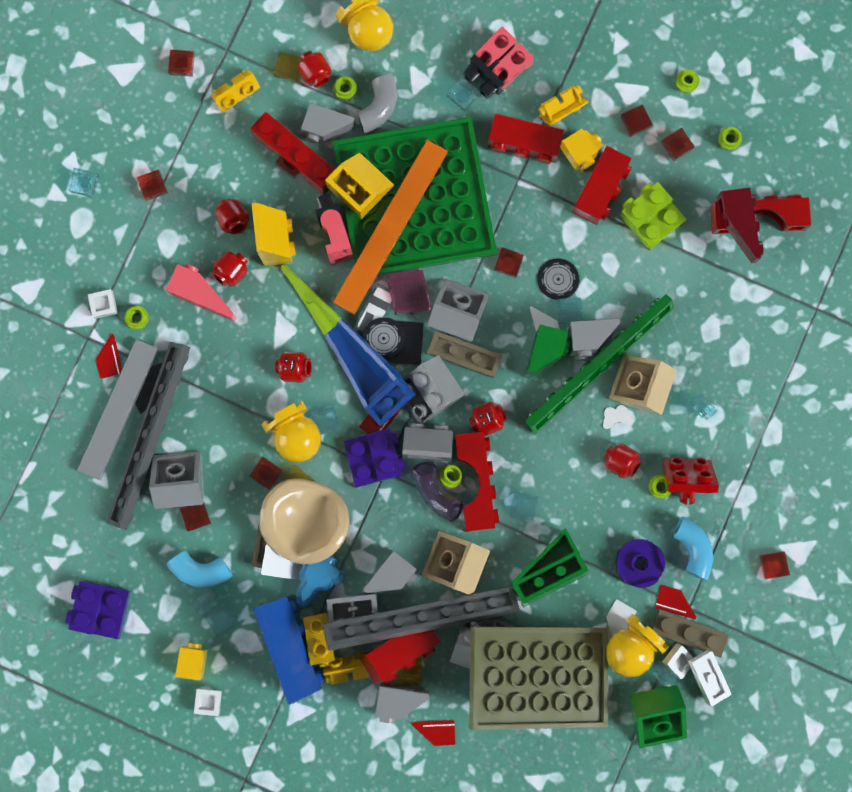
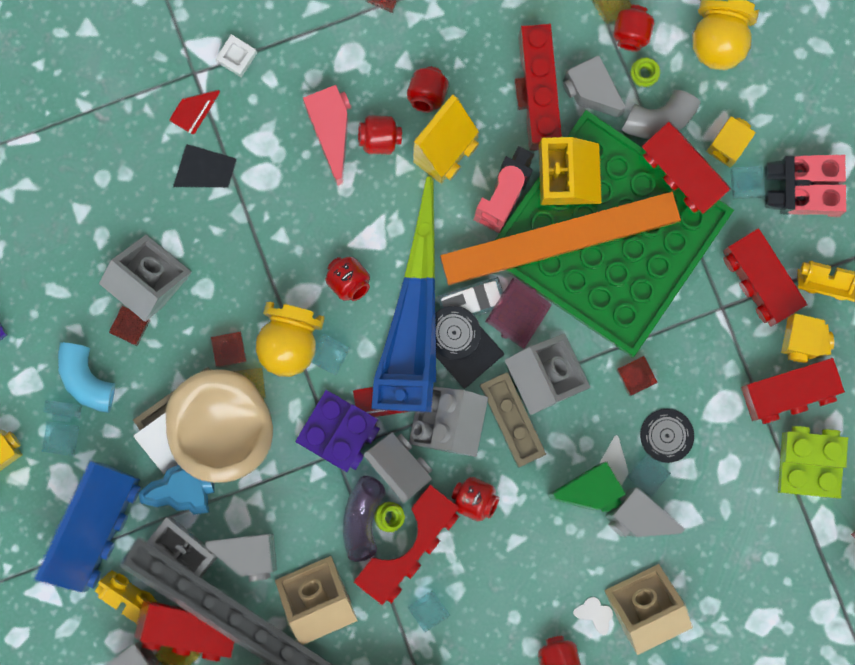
camera: 40 degrees right, 0 degrees up
(118, 410) = (156, 163): light grey tile -> none
(131, 312) = (247, 91): lime plate -> none
(148, 435) = (159, 212): dark grey plate -> none
(316, 641) = (120, 544): yellow hinge -> none
(421, 119) = (685, 168): none -> red brick
(431, 80) = (731, 141): none -> yellow brick
(593, 369) = (638, 551): green plate -> none

